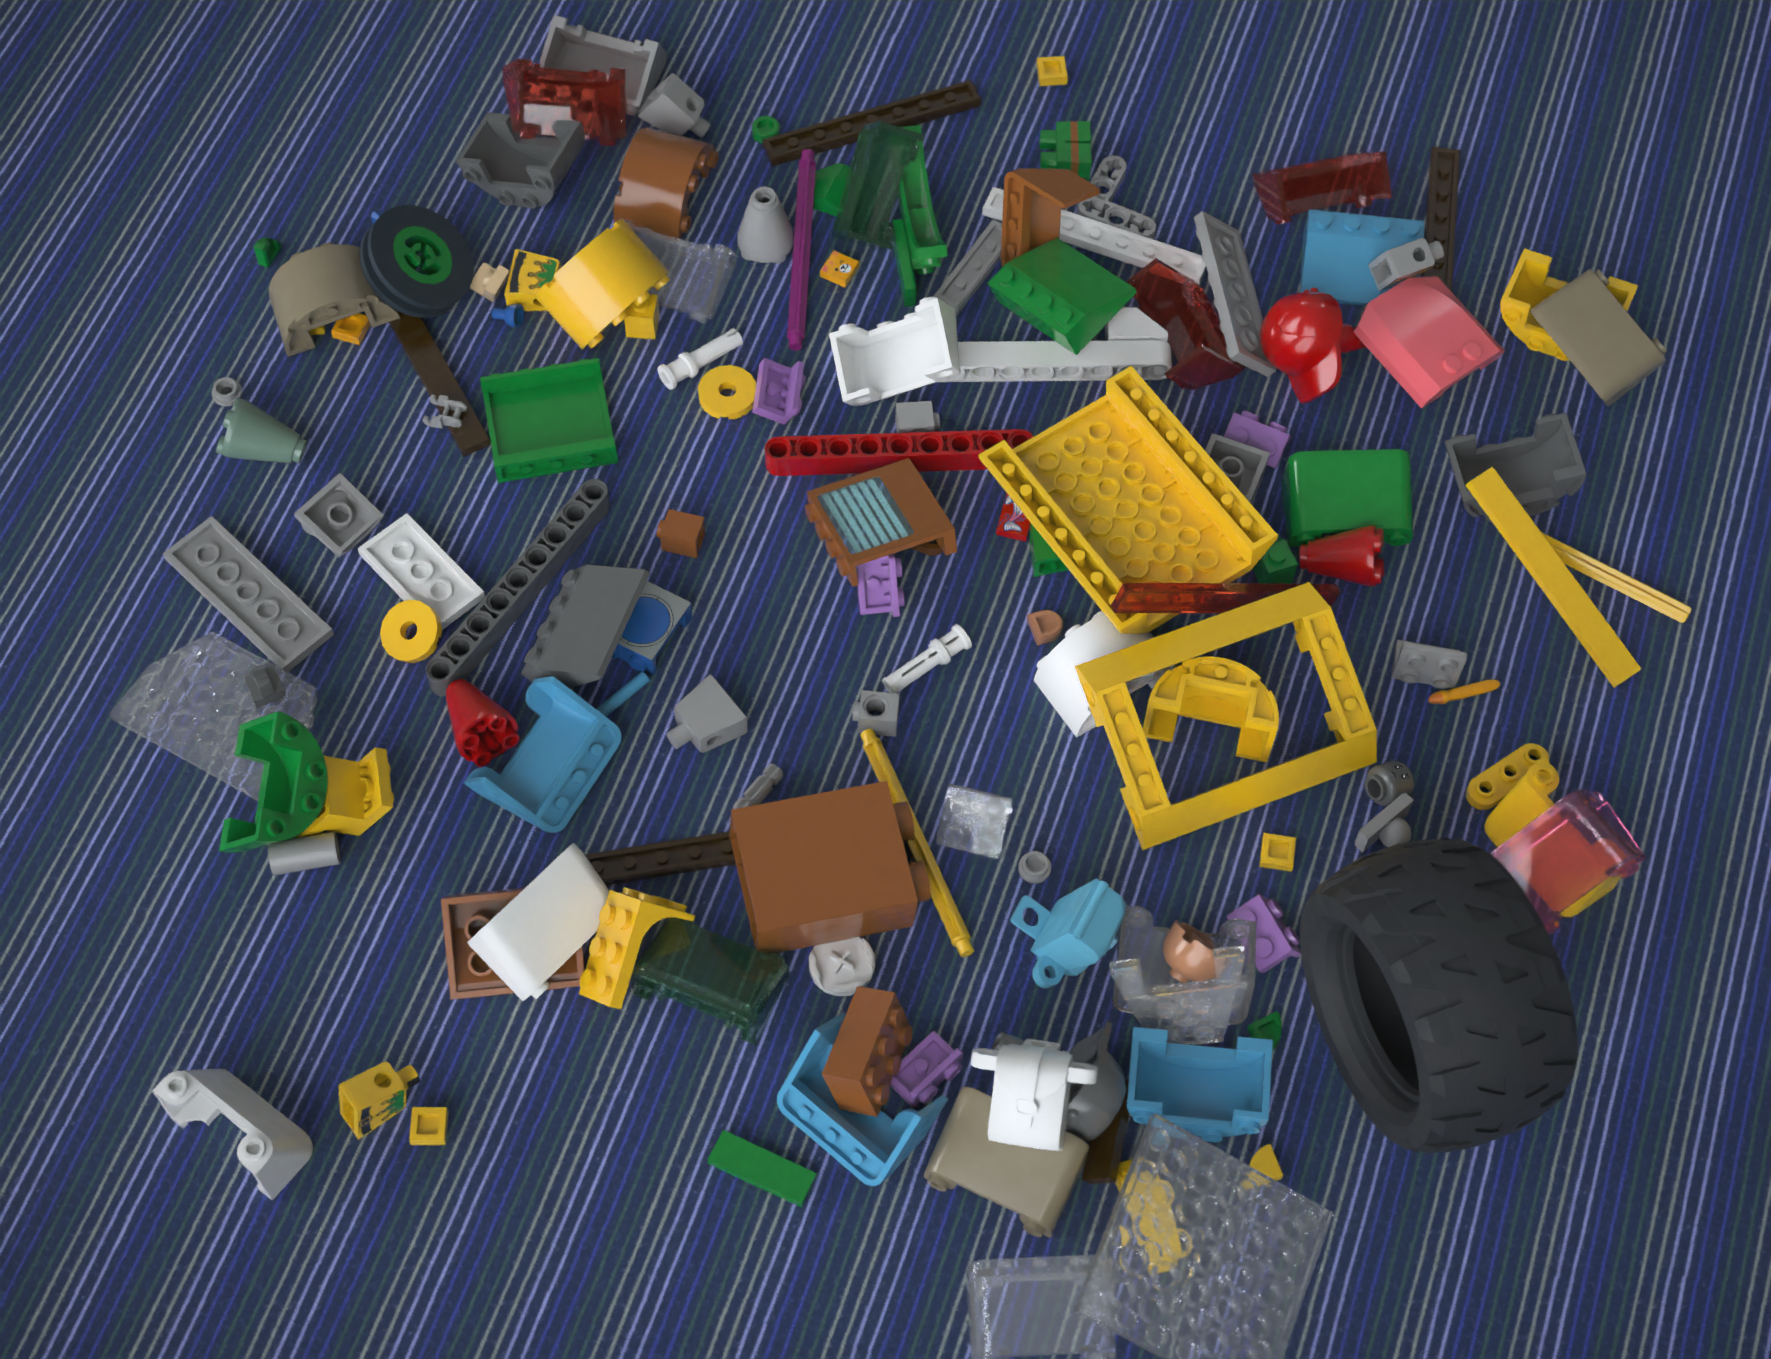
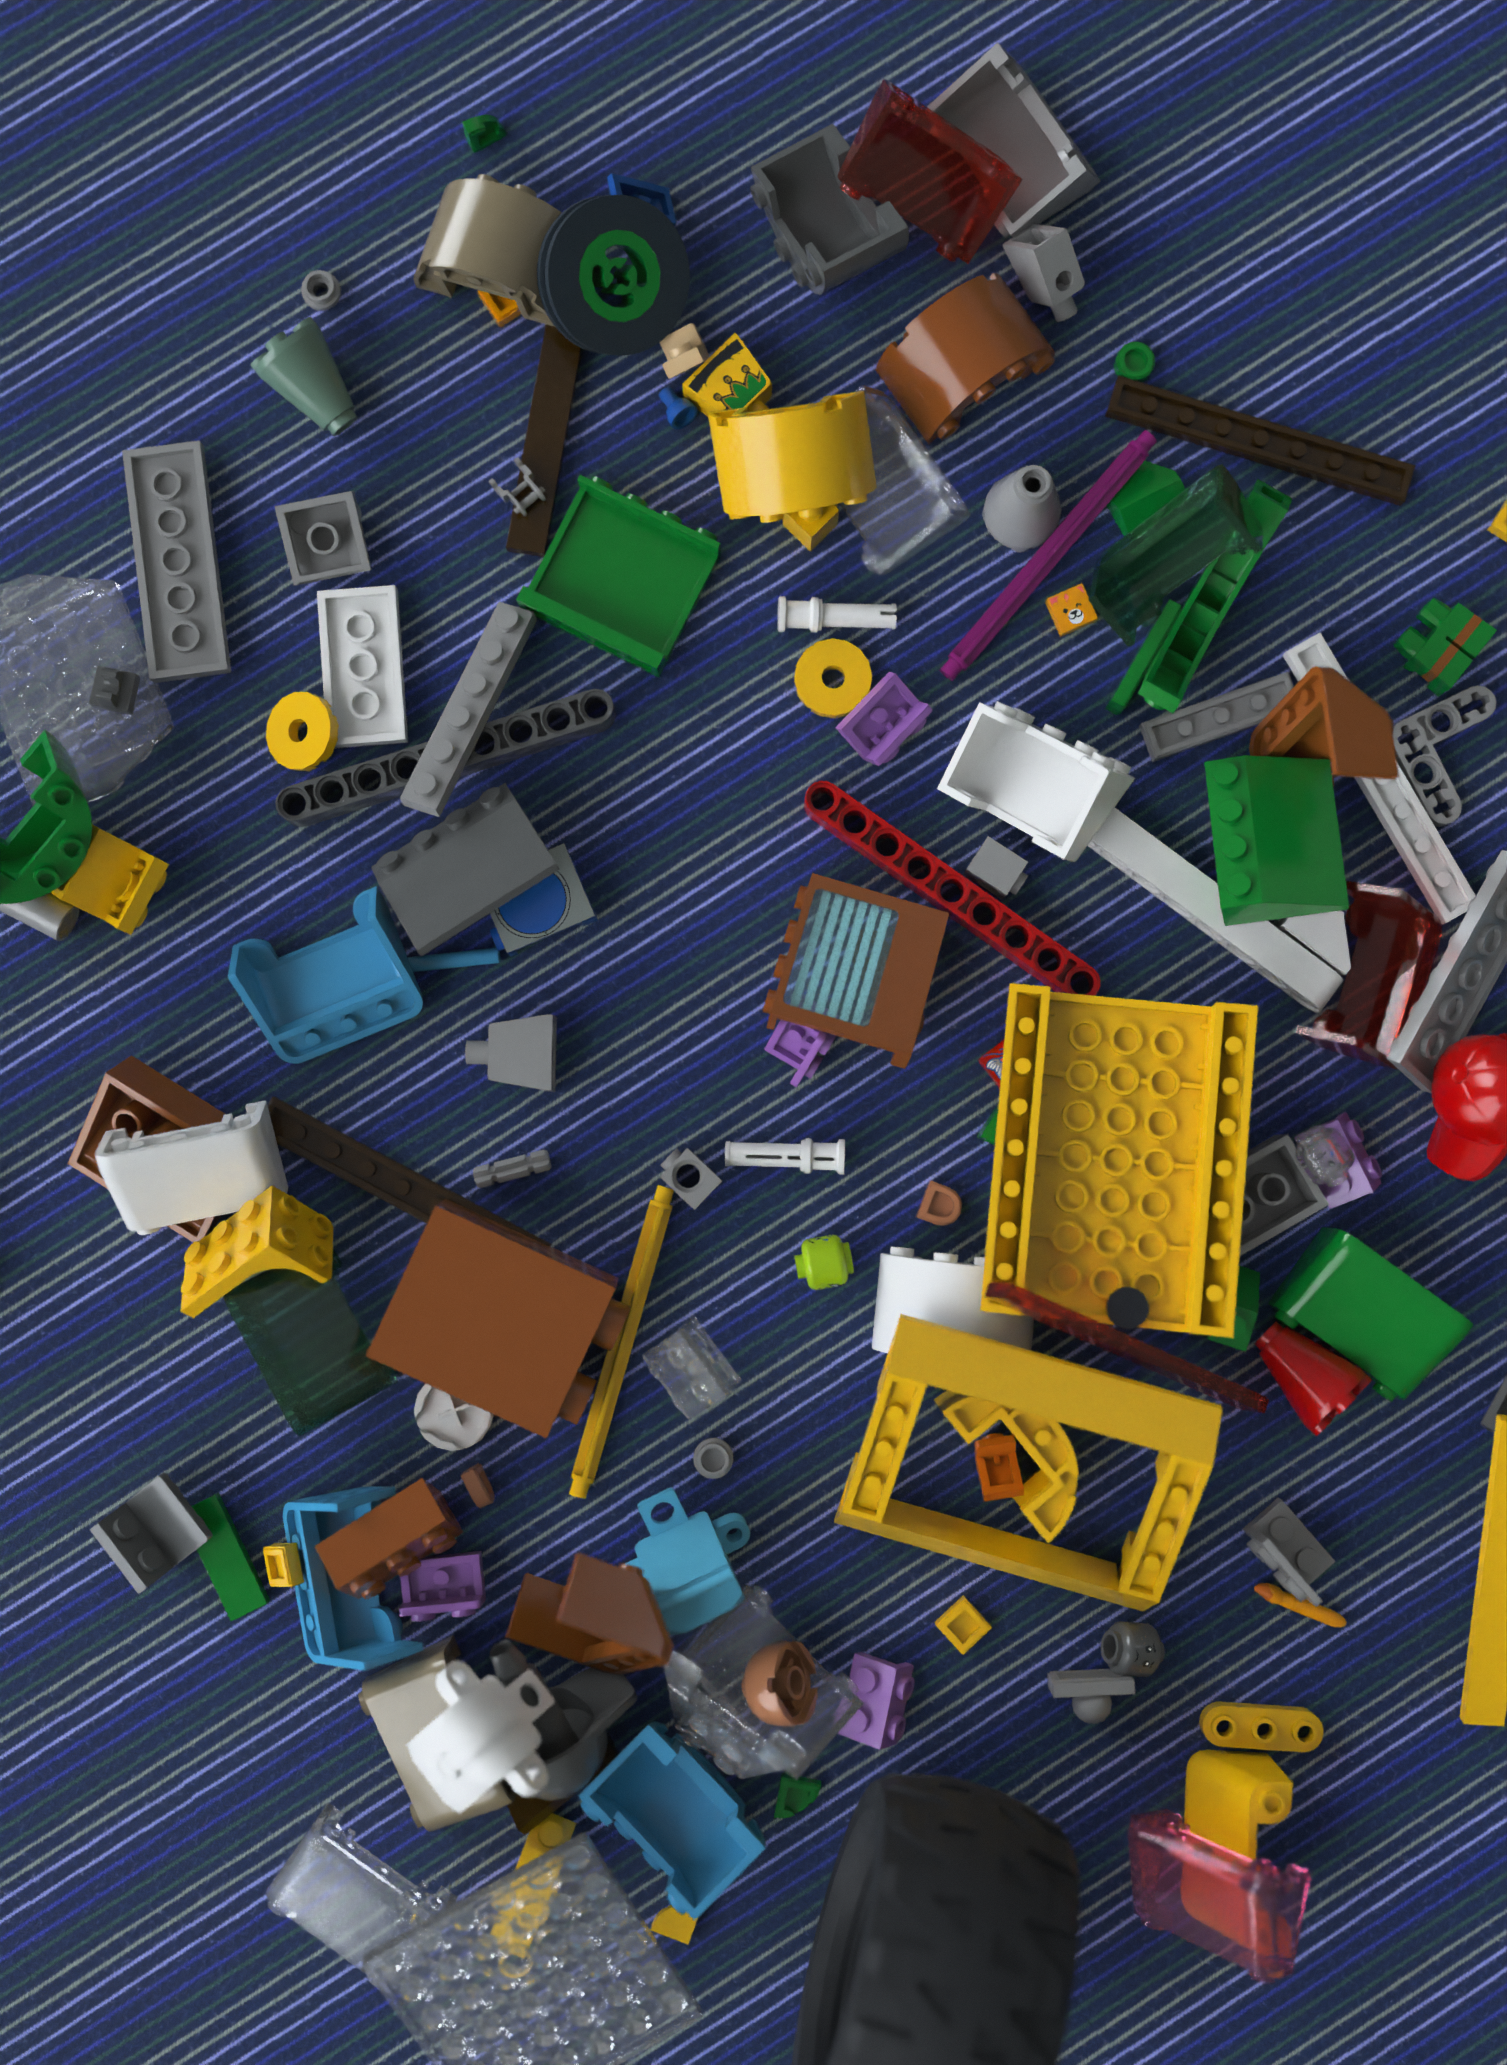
camera: 40 degrees right, 25 degrees up
(479, 723) = (291, 887): red cone -> none
(514, 543) = (468, 709): none -> light grey plate
(681, 533) = (653, 819): dark orange brick -> none
(701, 1172) = (151, 1532): none -> dark grey bracket
(807, 1138) = (283, 1565): none -> yellow tile
(903, 990) = (478, 1485): none -> nougat tile
(1003, 703) = (824, 1262): none -> lime head
(1067, 984) = (597, 1620): none -> dark orange windscreen
(1204, 570) = (1127, 1307): none -> black tile
(1213, 741) = (998, 1467): none -> orange bracket
(1243, 429) = (1324, 1155): none -> clear head

